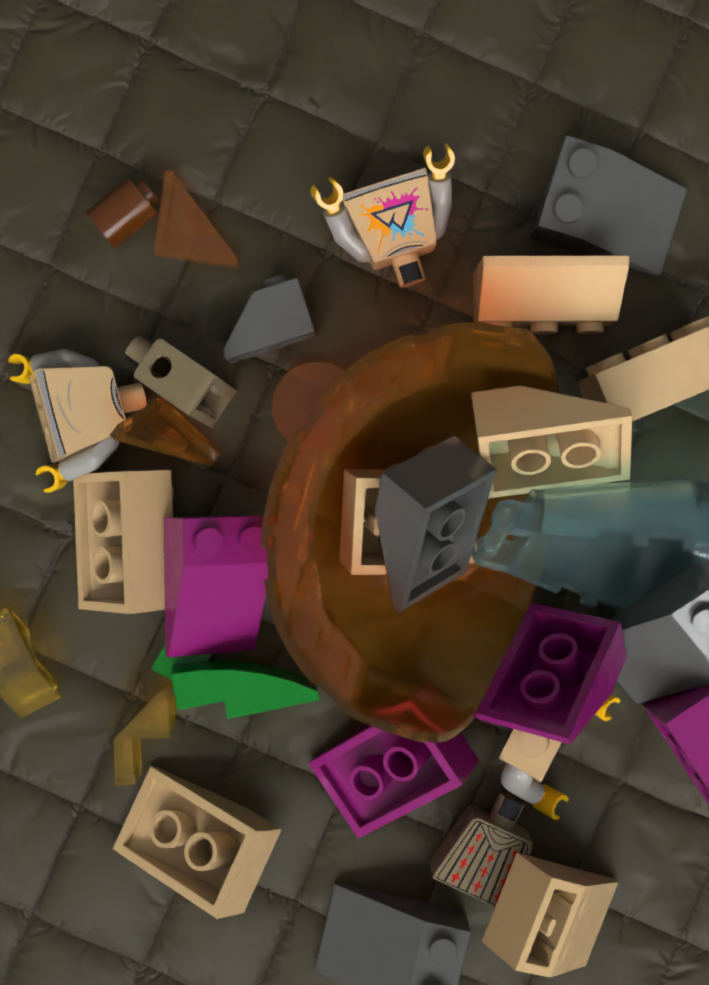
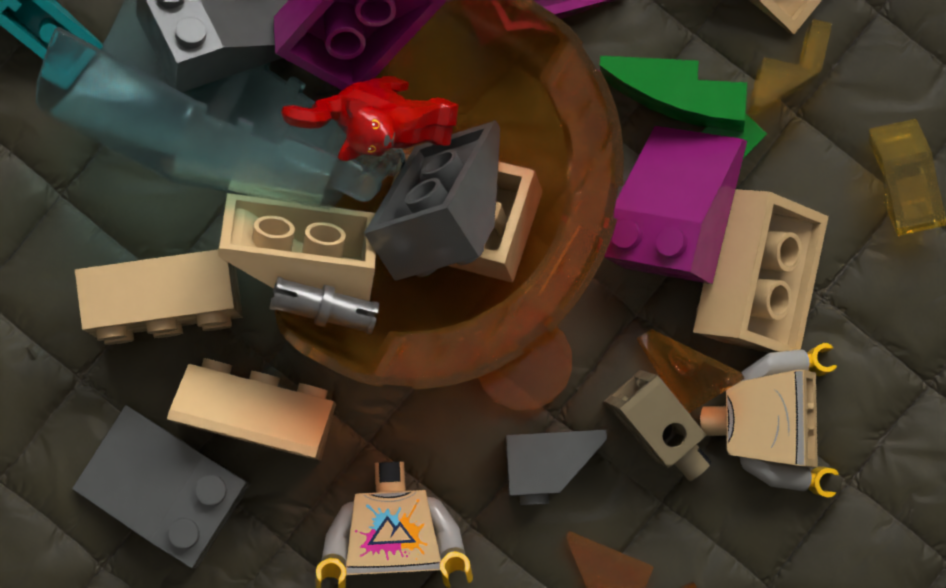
camera: 170 degrees left, 5 degrees down
(511, 584) = (378, 117): none -> red animal
(516, 389) = (324, 305): none -> flat silver pin

